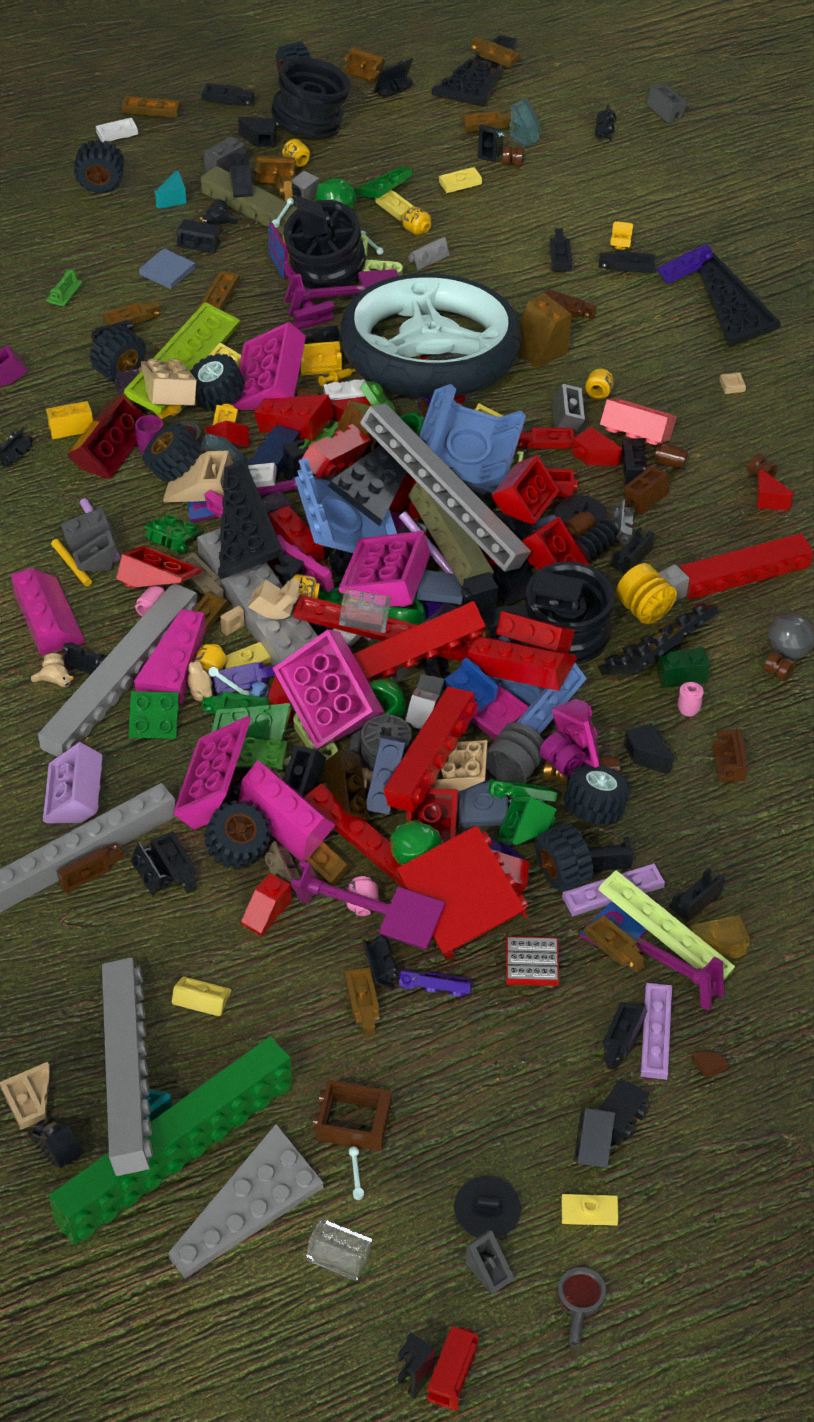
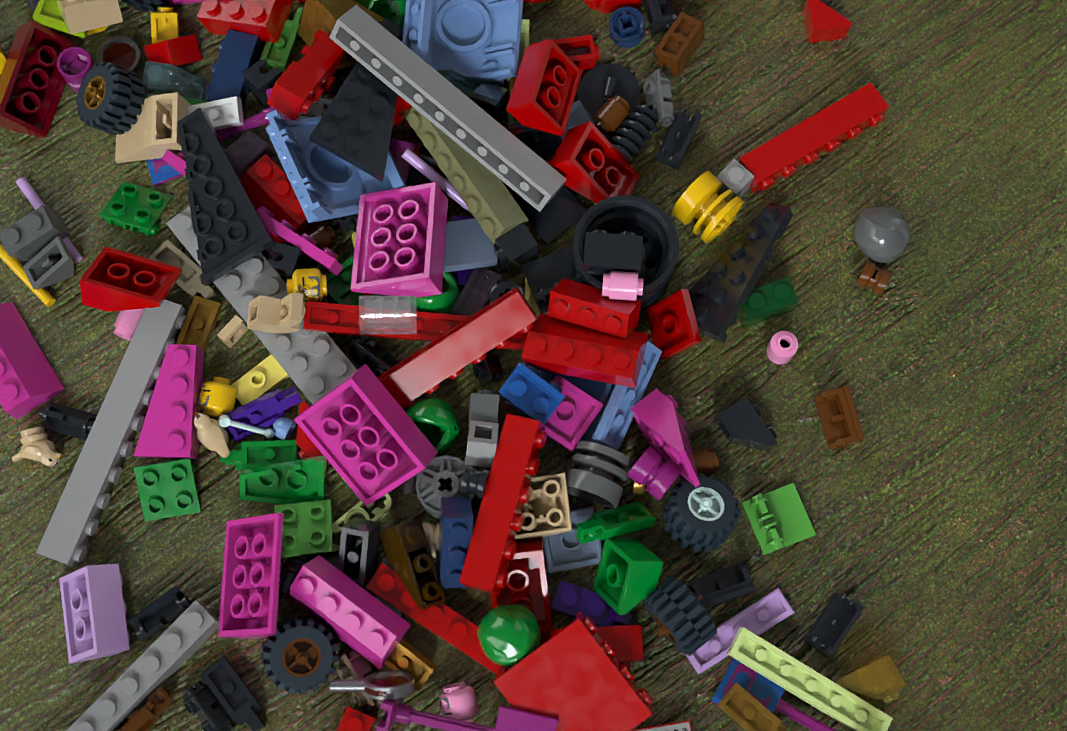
camera: 10 degrees left, 25 degrees up
(123, 793) = (160, 613): none -> black hinge
(319, 865) = (378, 685): none -> flat silver piece
(409, 727) = (474, 481): none -> black wheel
(560, 613) = (622, 285): none -> bright pink brick
(600, 667) = (673, 324): none -> red tile
(604, 473) = (627, 27): none -> dark blue wheel
(663, 817) = (778, 518): none -> bright green hinge

